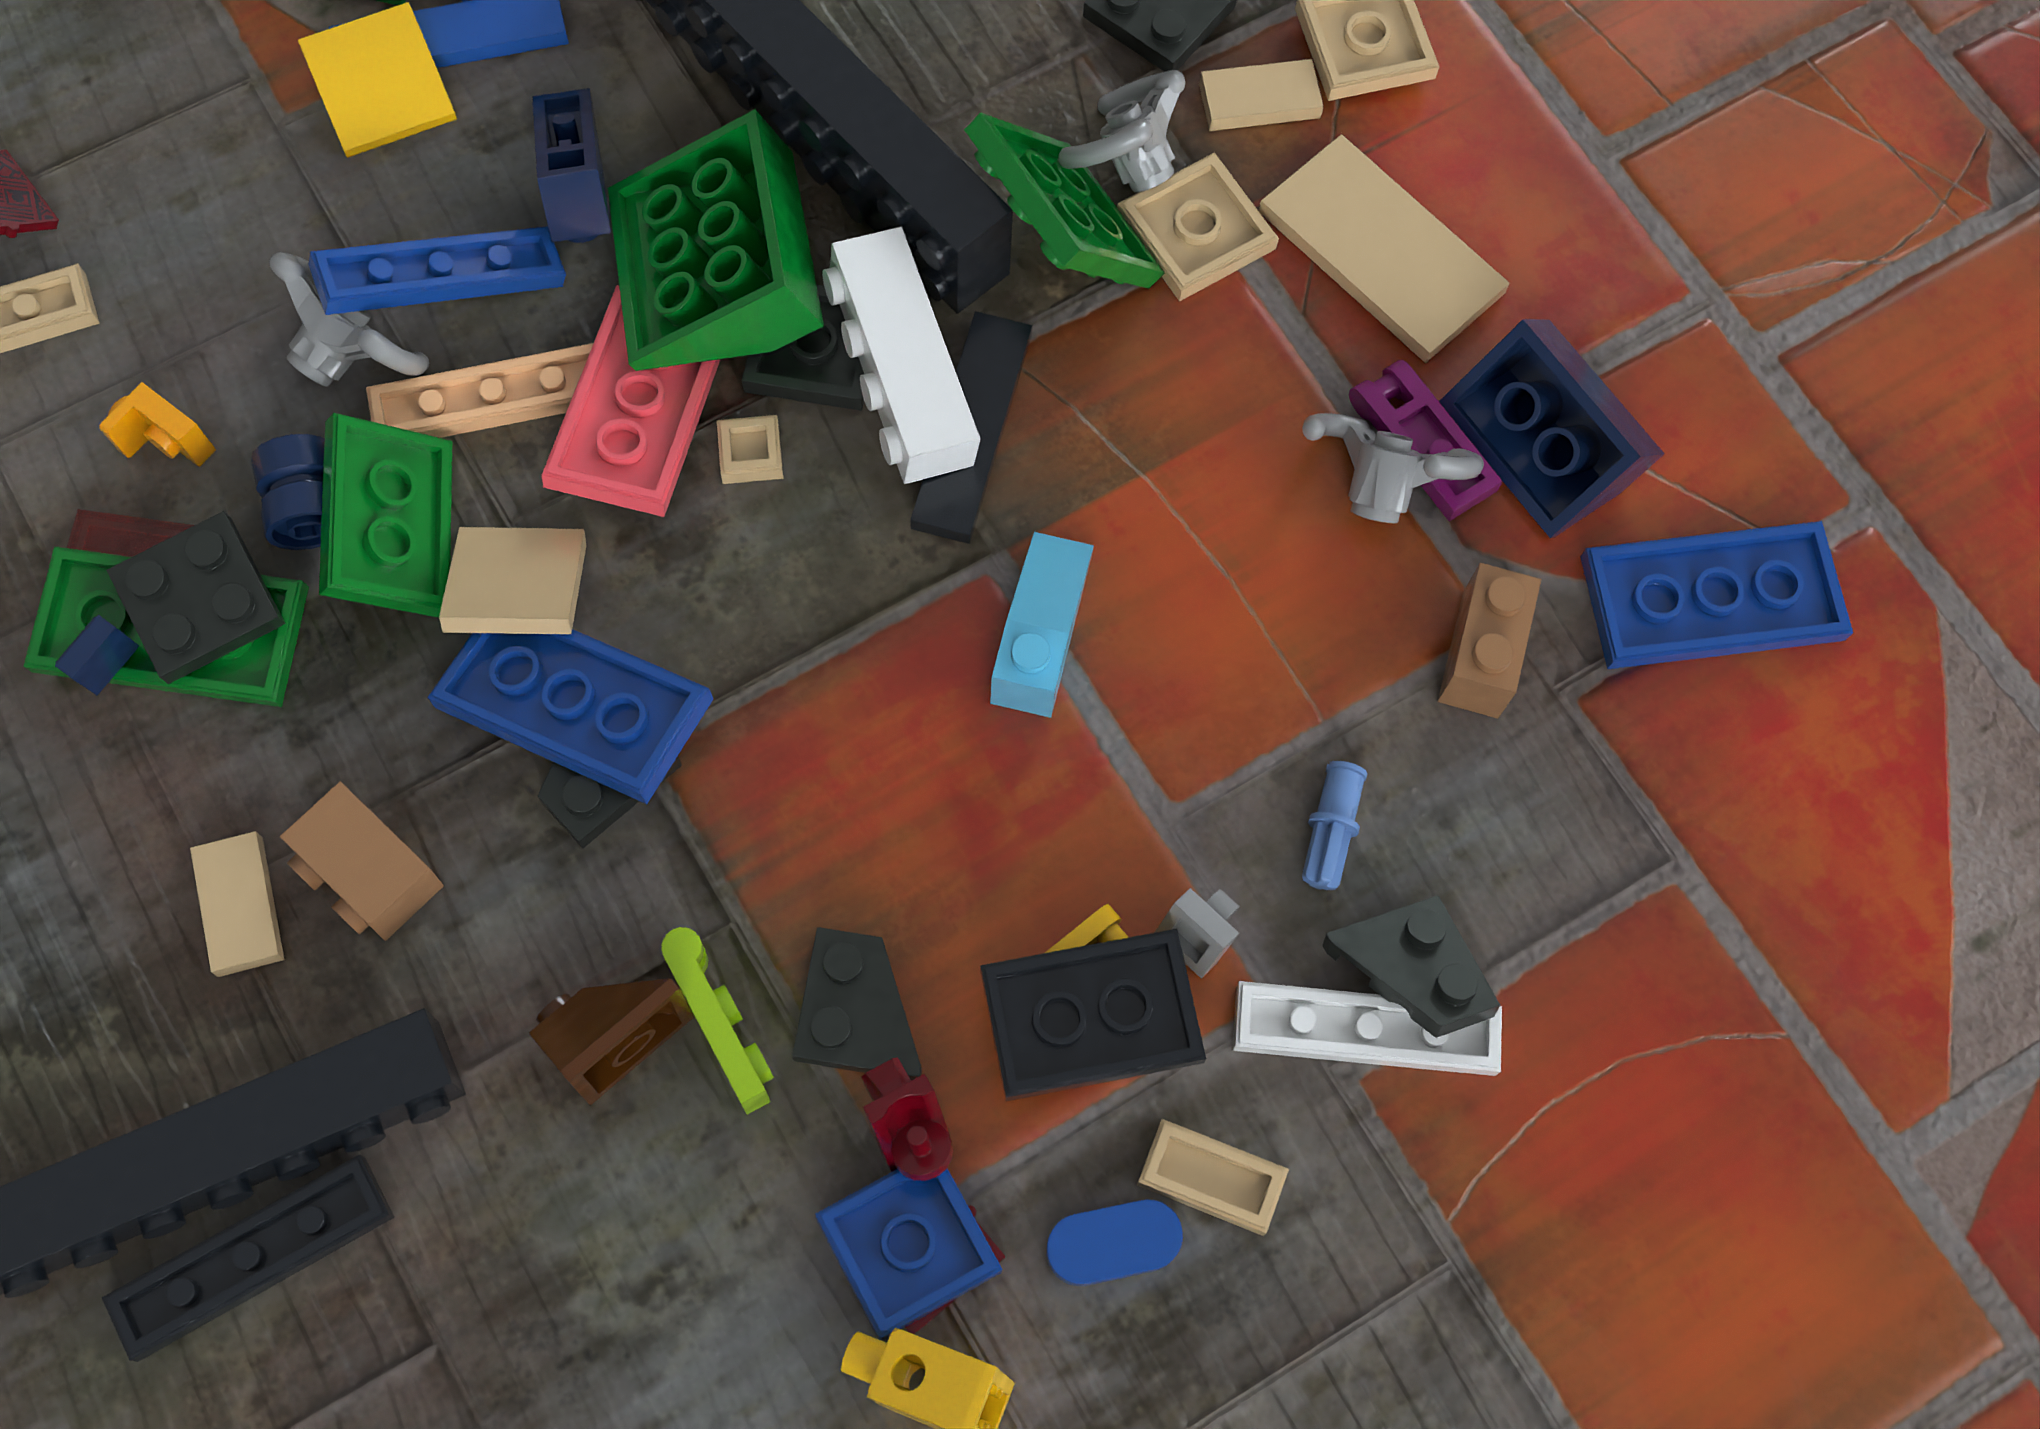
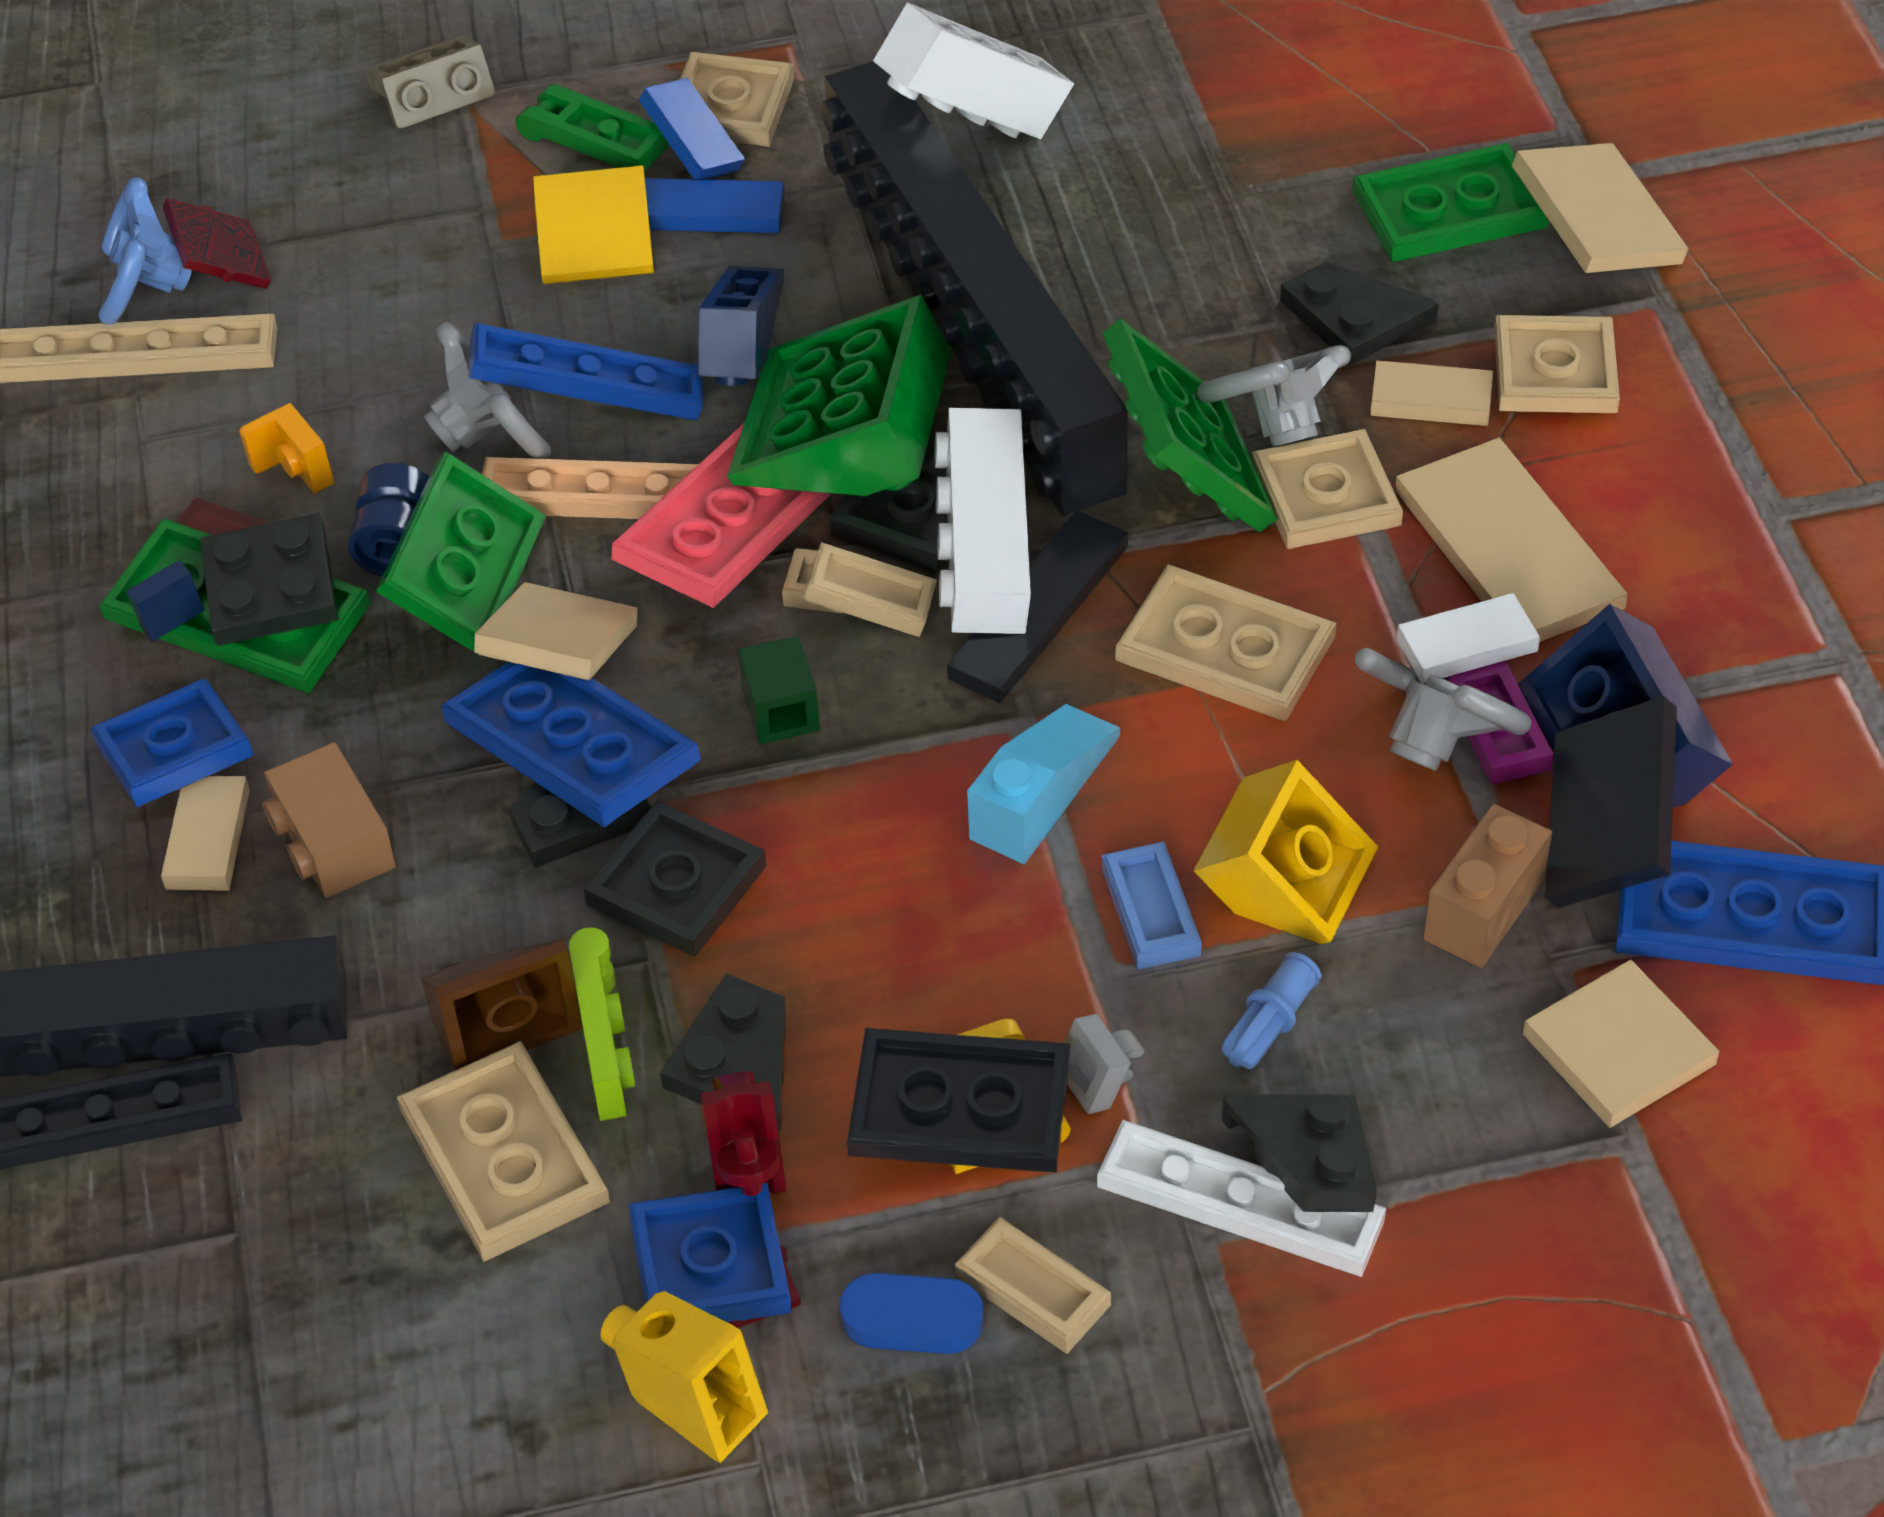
camera: 25 degrees right, 20 degrees down
(162, 812) = (171, 742): none -> blue tile
(666, 1179) = (503, 1150): none -> tan tile
(730, 832) = (675, 878): none -> pearl dark grey plate
(758, 591) = (779, 689): none -> dark green brick
(807, 452) = (870, 589): none -> tan tile
(1159, 423) = (1226, 642): none -> tan tile
(1185, 735) = (1151, 905): none -> medium blue tile
(1296, 652) = (1287, 854): none -> yellow slope
(1391, 376) = (1468, 637): none -> white tile
(1579, 527) = (1612, 803): none -> black tile
(1646, 770) = (1620, 1043): none -> tan tile

